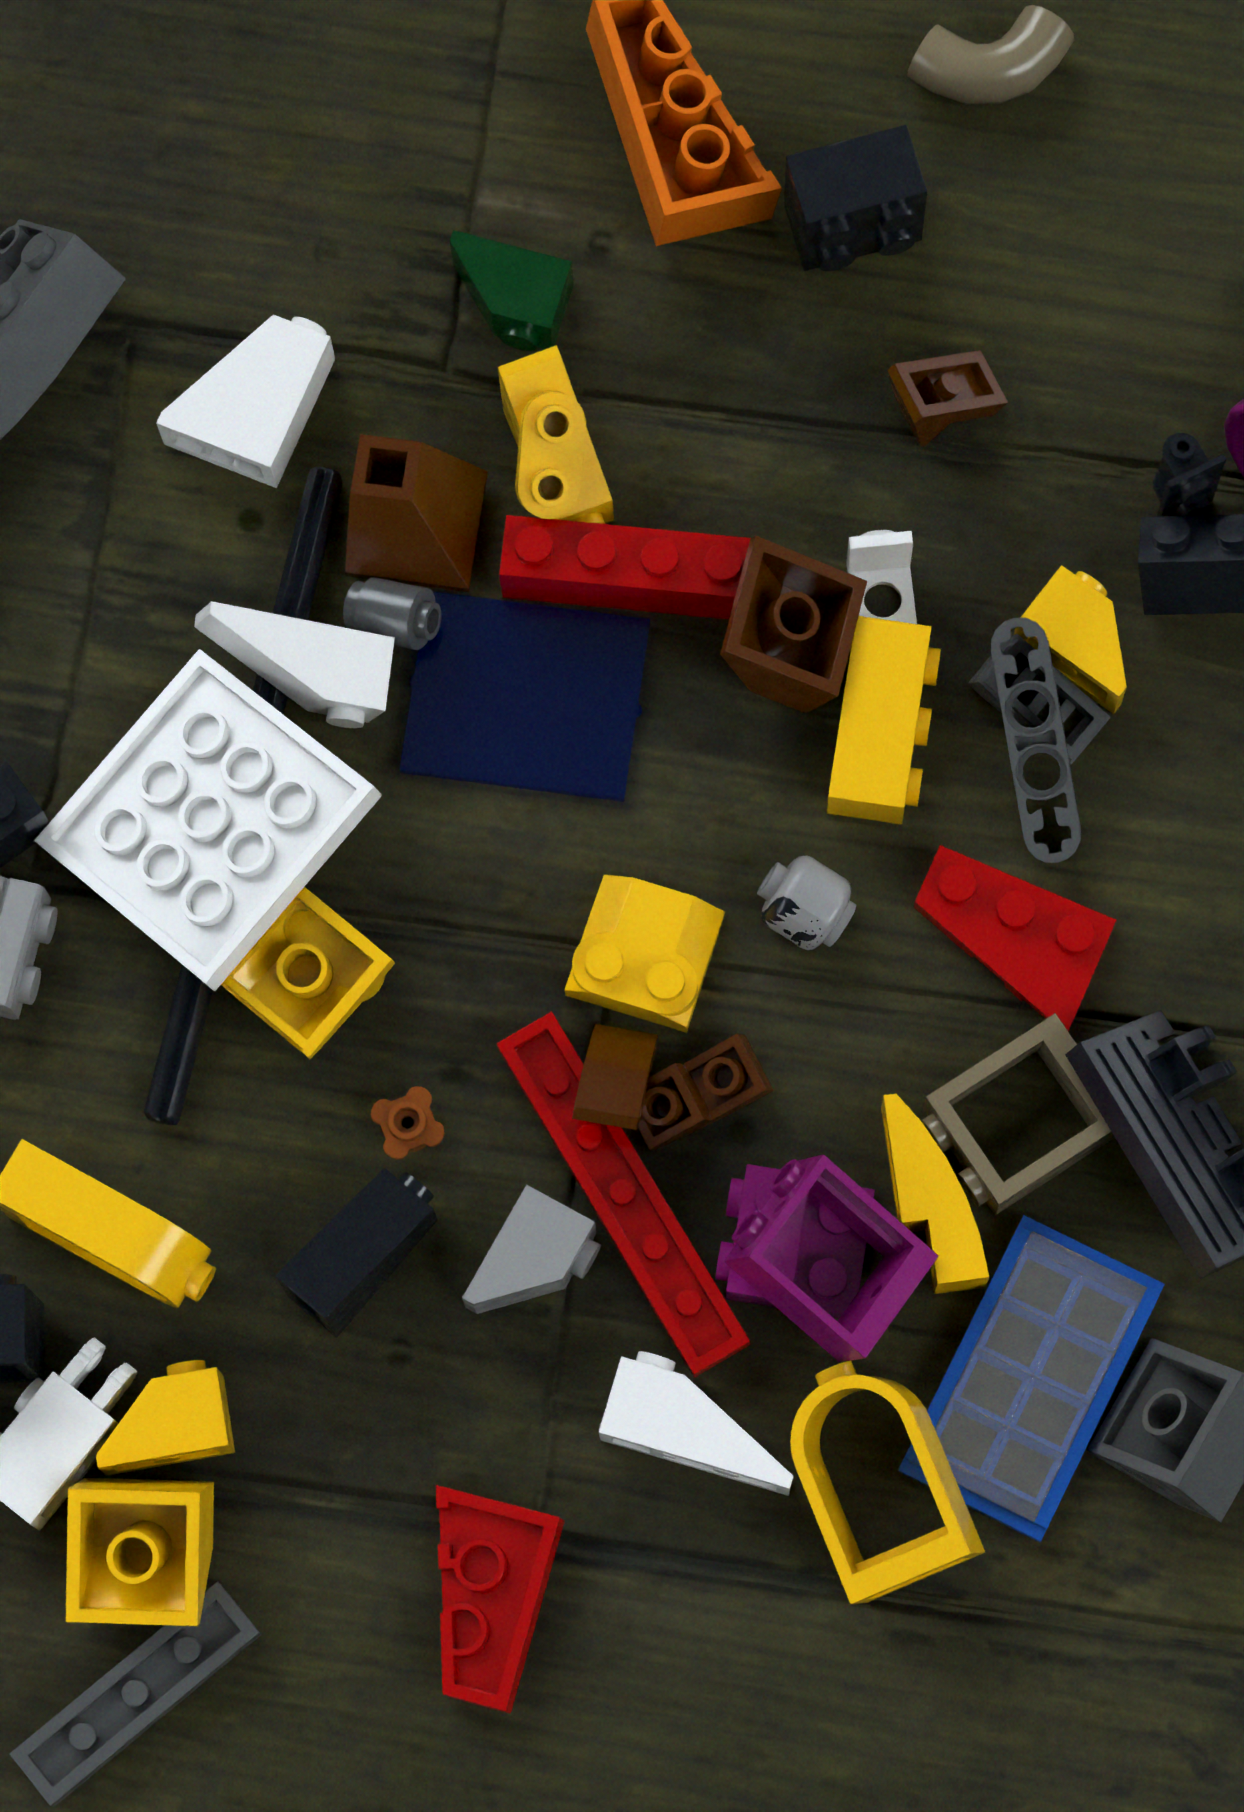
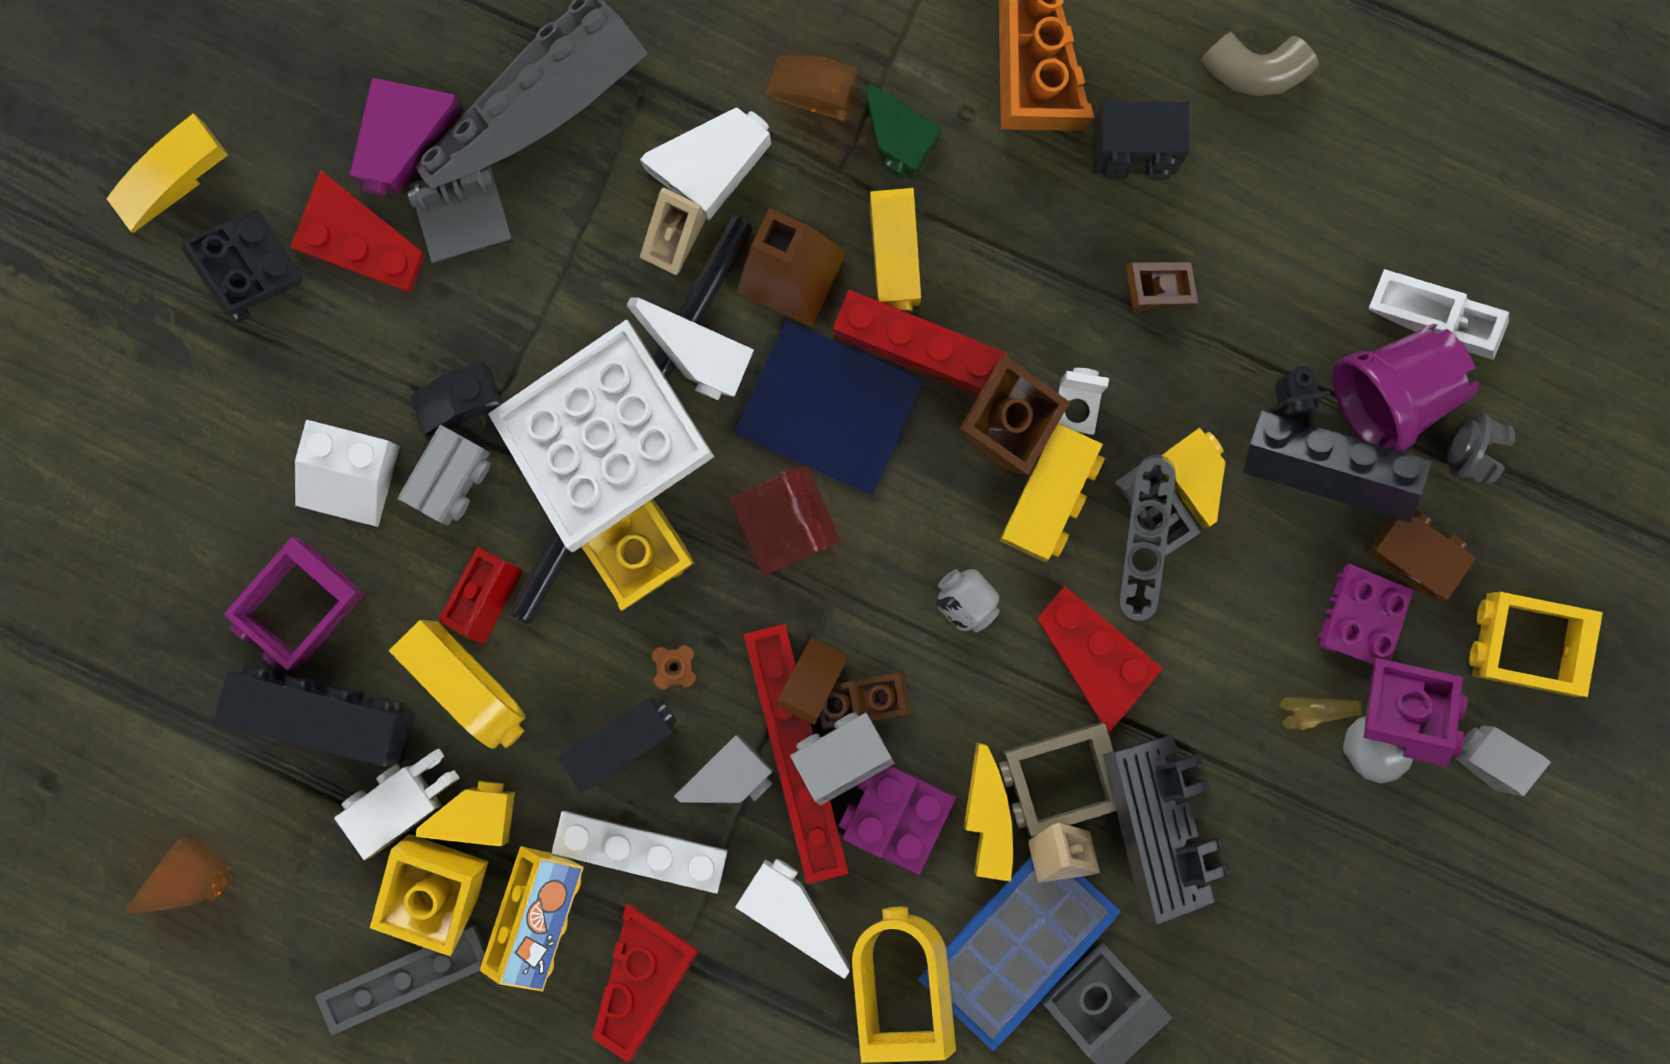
camera: 20 degrees right, 10 degrees up
(95, 1103) = (480, 595): none -> red slope
(229, 510) = (672, 231): none -> tan slope
(303, 1541) = (531, 919): none -> brick
(373, 257) = (813, 84): none -> clear orange slope
(393, 611) = (758, 330): dark grey brick -> none
(434, 1405) = (639, 851): none -> white plate
(509, 867) = (785, 520): none -> clear red plate
(550, 455) = (888, 261): yellow plate -> none
(645, 951) = (856, 599): yellow slope -> none
(691, 1169) = (841, 757): none -> light grey brick
(882, 1295) = (940, 870): magenta window -> none
(1051, 1217) = (1063, 853): none -> tan slope

